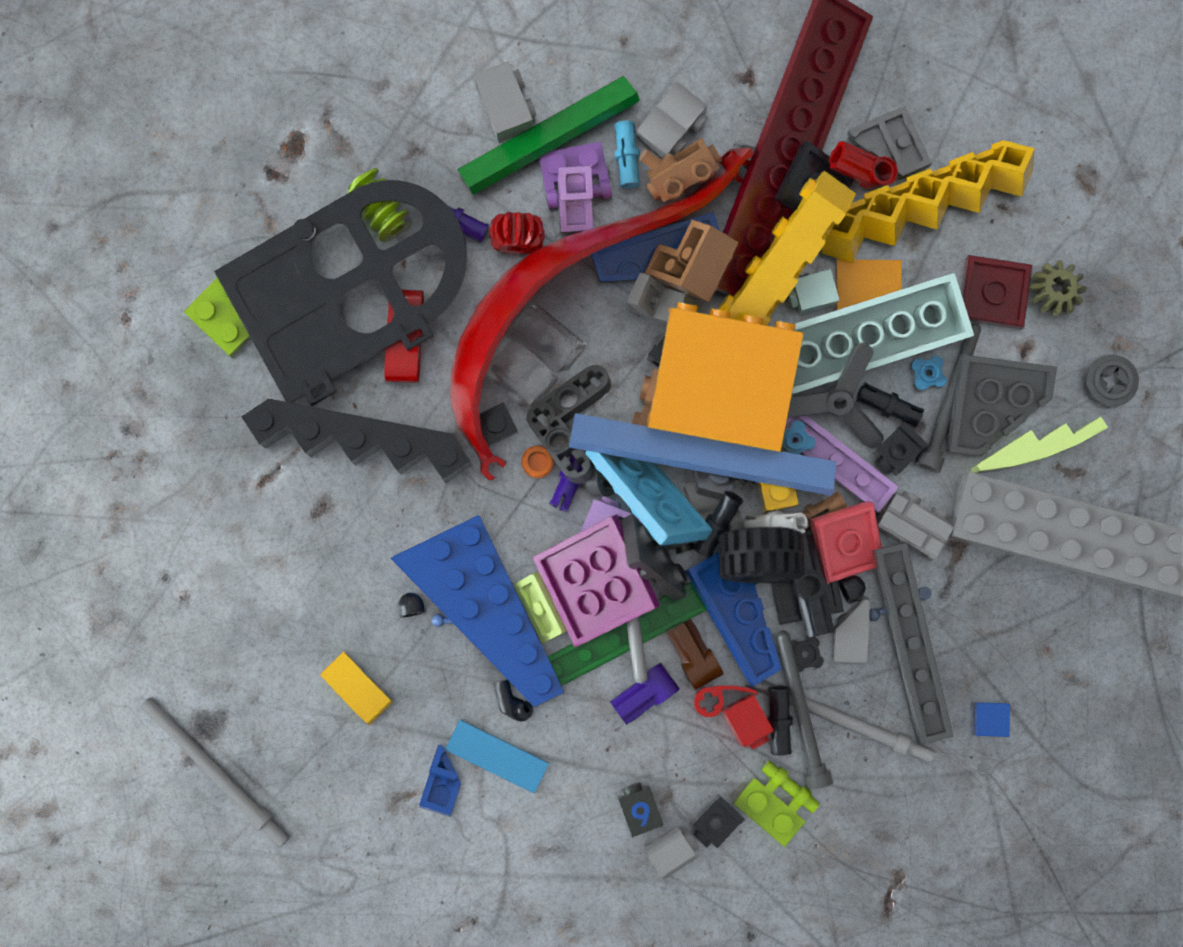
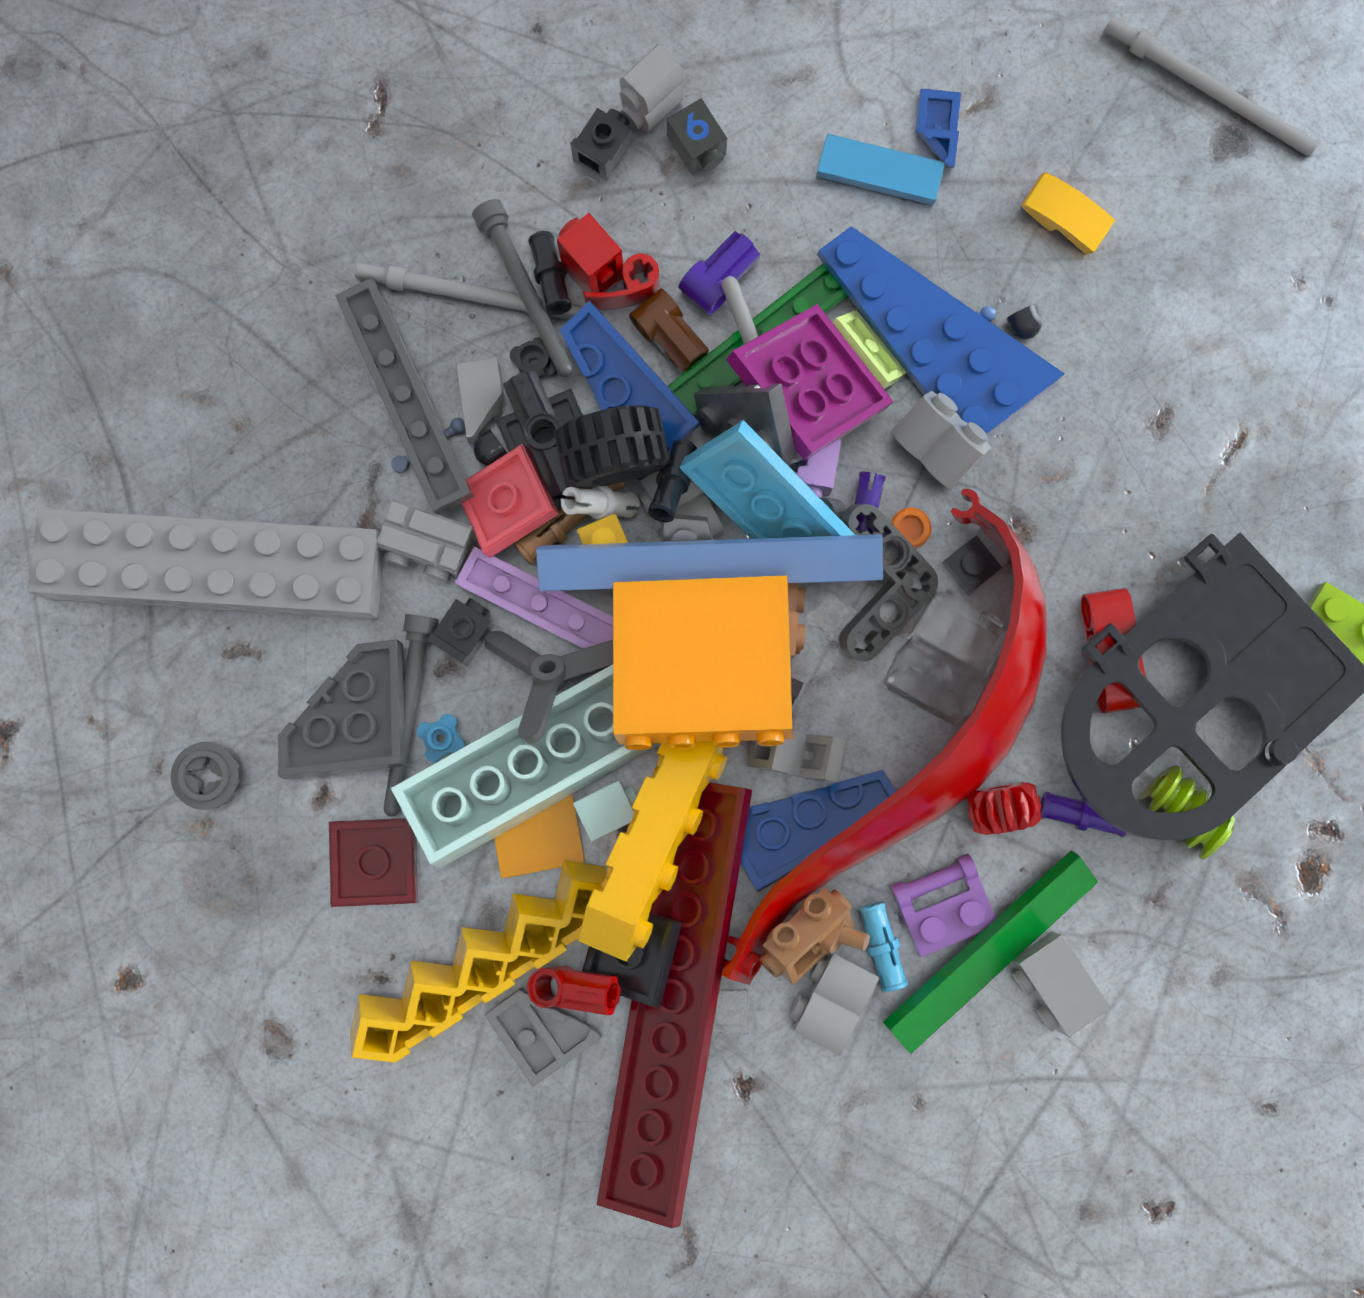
camera: 165 degrees right, 0 degrees up
(357, 436) = (1143, 509): black brick -> none
(500, 521) = (941, 438): none -> light grey brick
(511, 705) = (878, 230): black arm -> none
(575, 198) = (939, 870): lavender slope -> none
(696, 263) = (769, 803): medium nougat brick -> none
(769, 811) = (540, 169): lime plate -> none
(805, 441) = (582, 612): dark azure plate -> none
(890, 404) = (483, 687): black pin -> none
(992, 719) = (292, 328): blue tile -> none
(1029, 449) = (298, 662): yellowish green slope -> none
(1057, 300) = (293, 898): olive gear -> none

